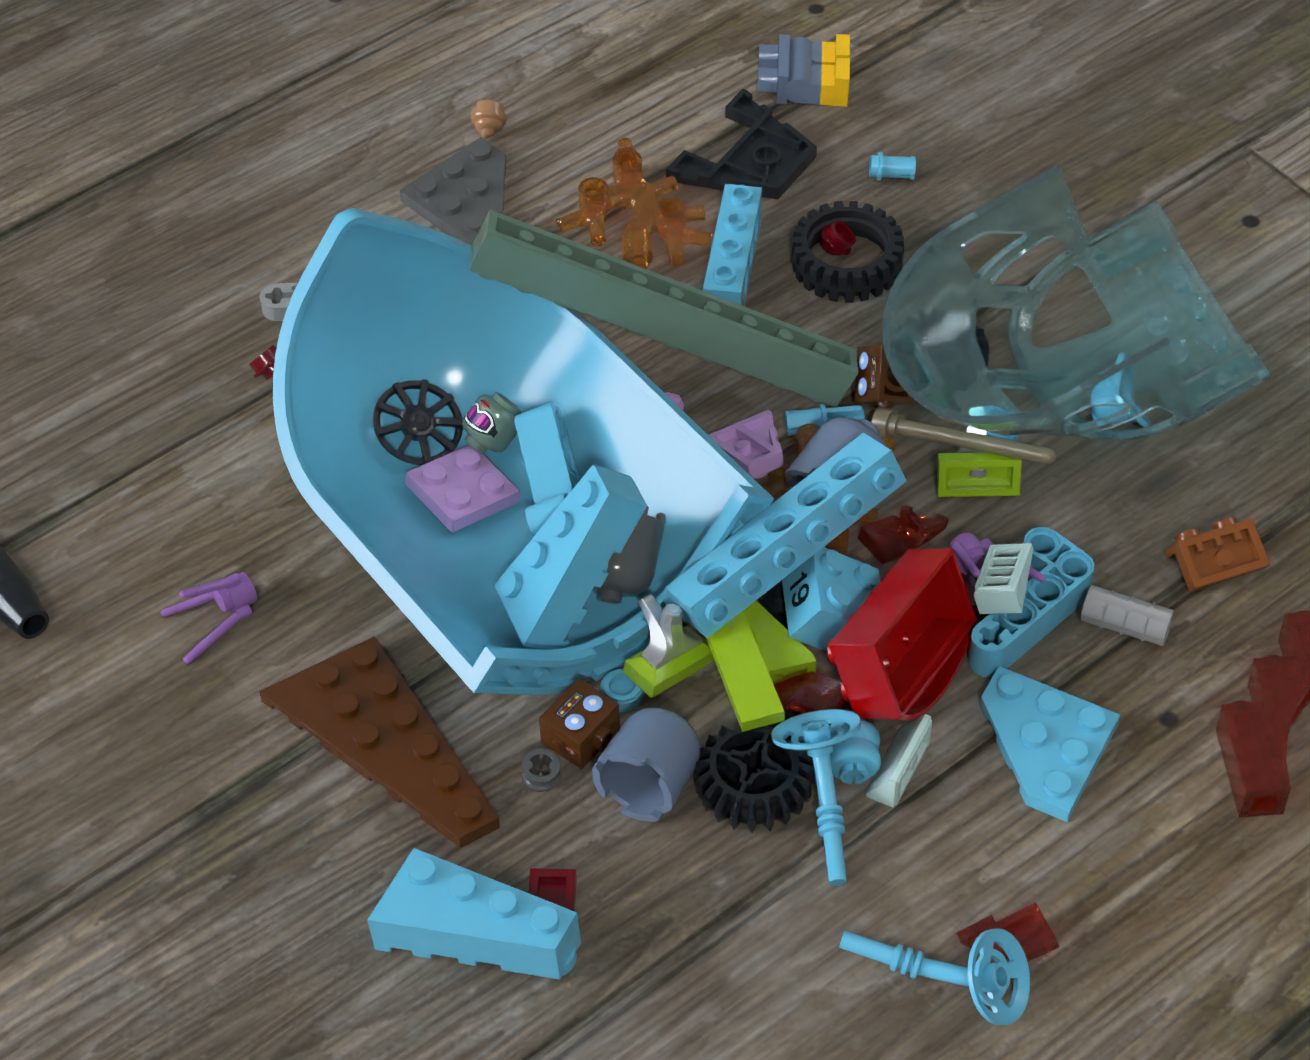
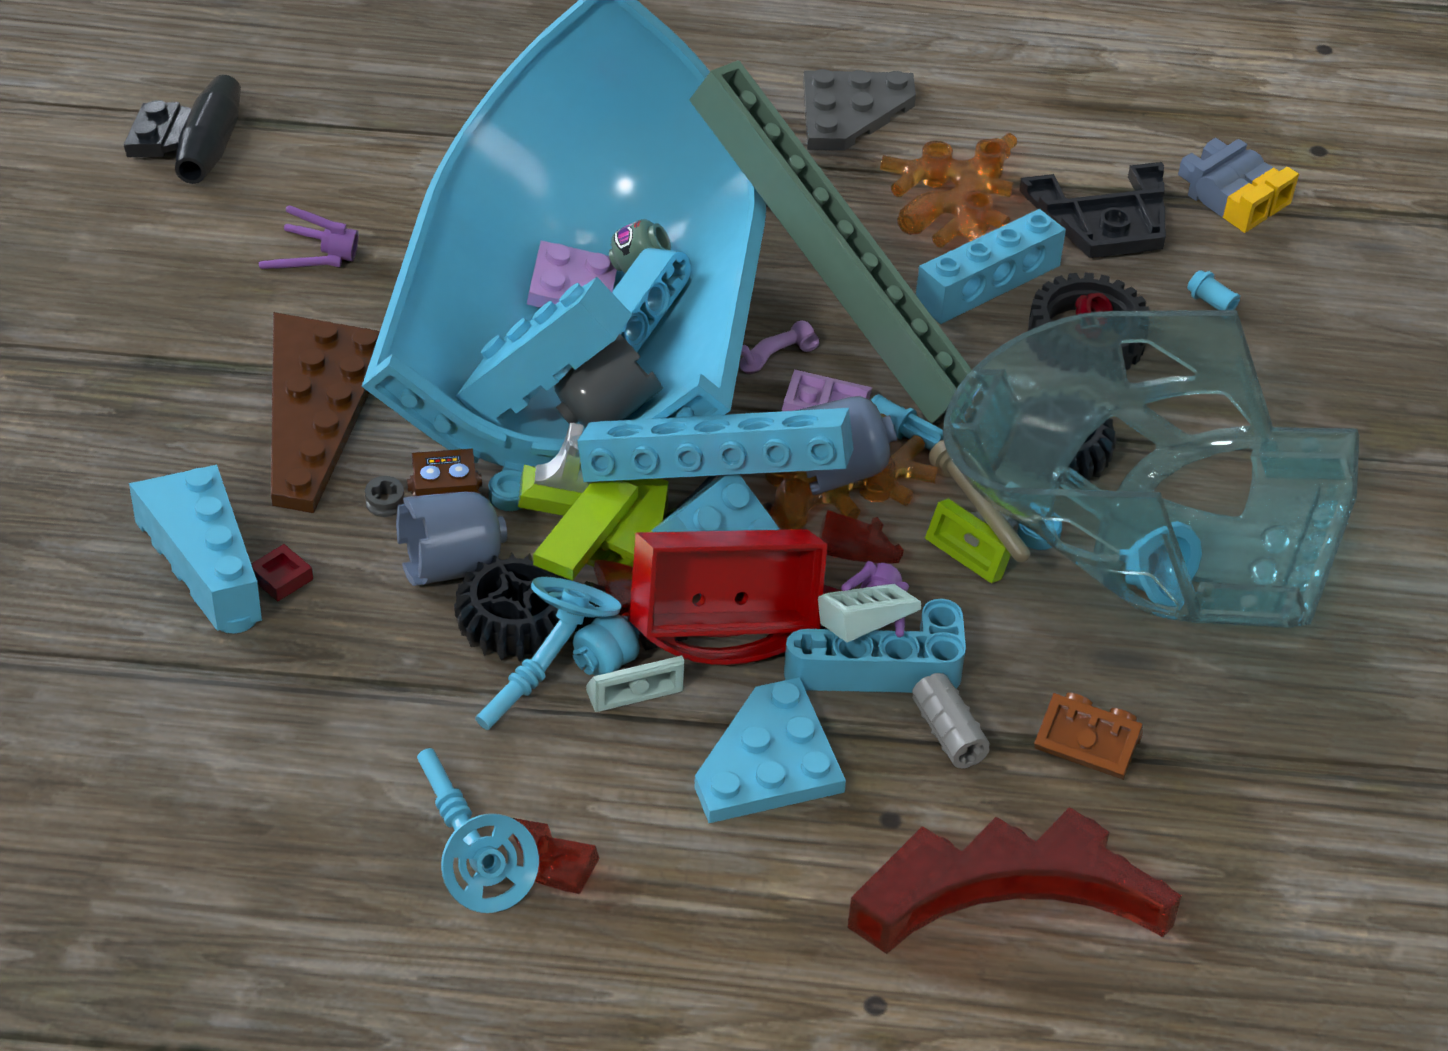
camera: 40 degrees right, 5 degrees down
(417, 421) = (589, 213): black wheel -> none
(488, 117) = (936, 64): medium nougat plate -> none

